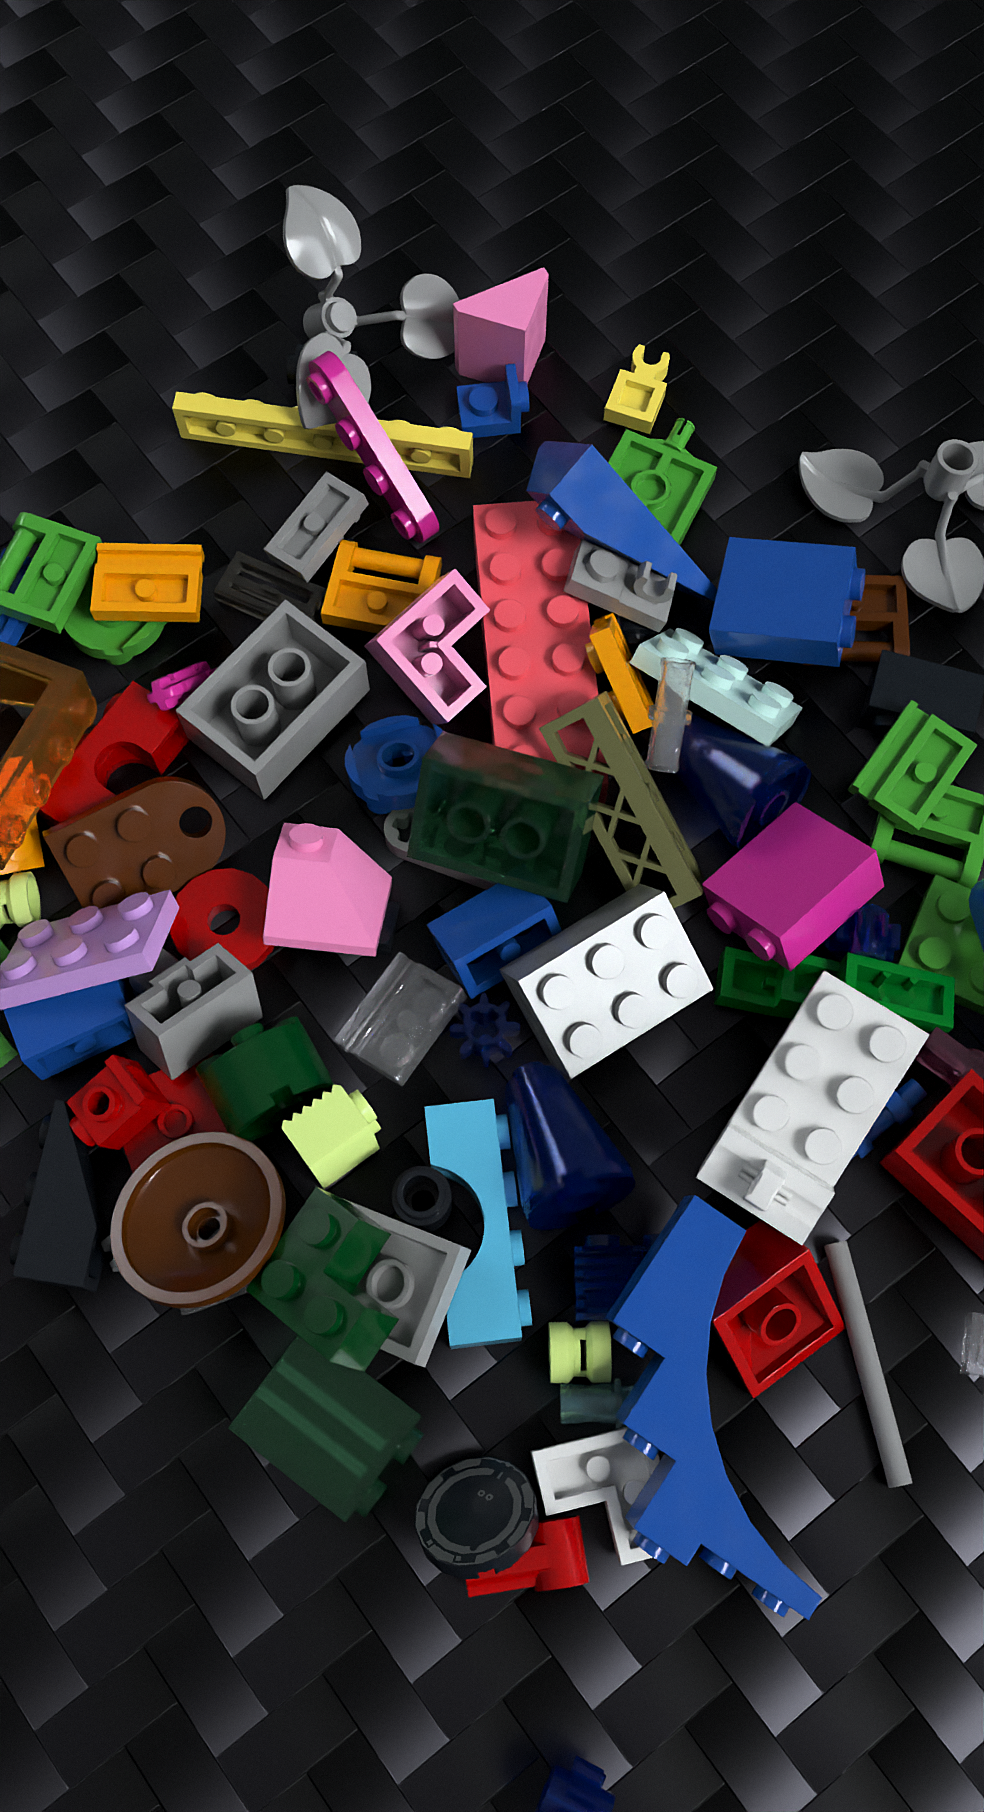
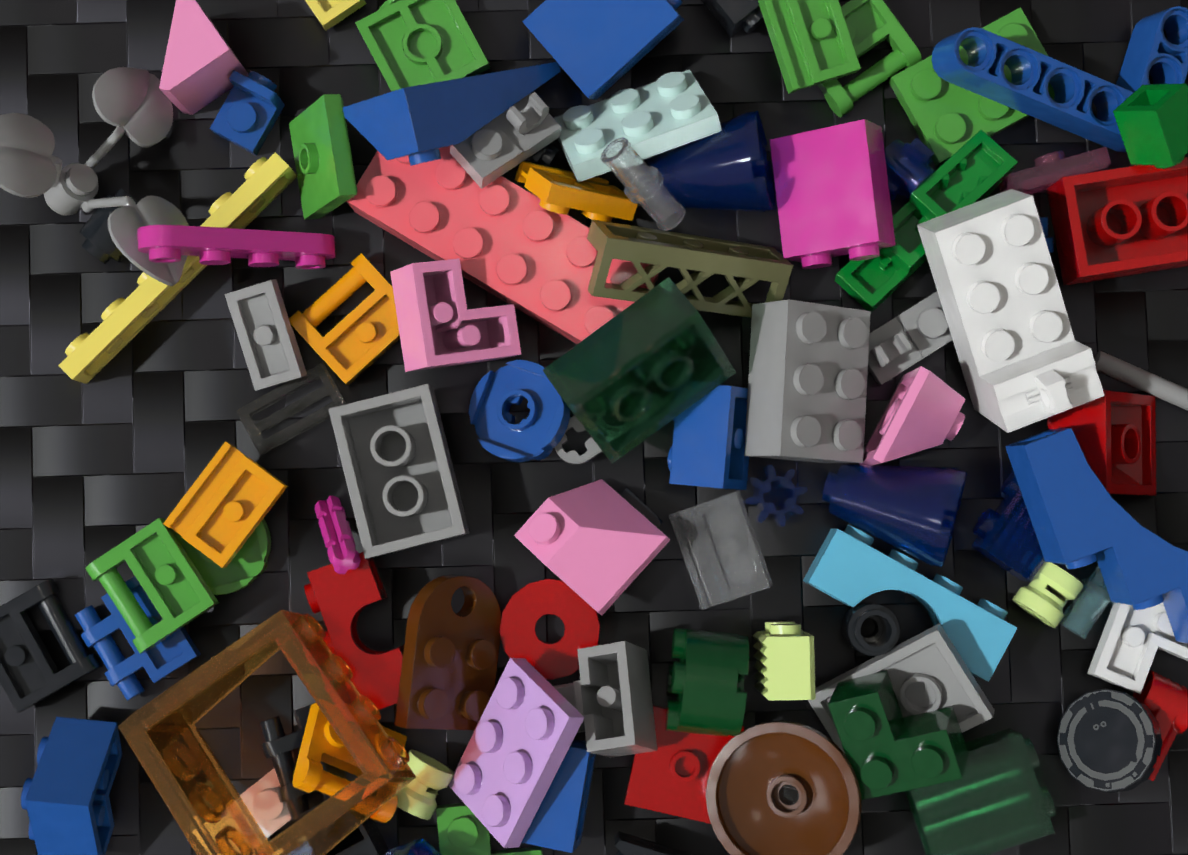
camera: 55 degrees left, 15 degrees up
(132, 1104) = (651, 788): red brick -> none
(495, 468) = (323, 157): none -> bright green plate
(646, 1100) = (915, 418): none -> bright pink slope
(714, 1052) = (907, 339): none -> light grey plate

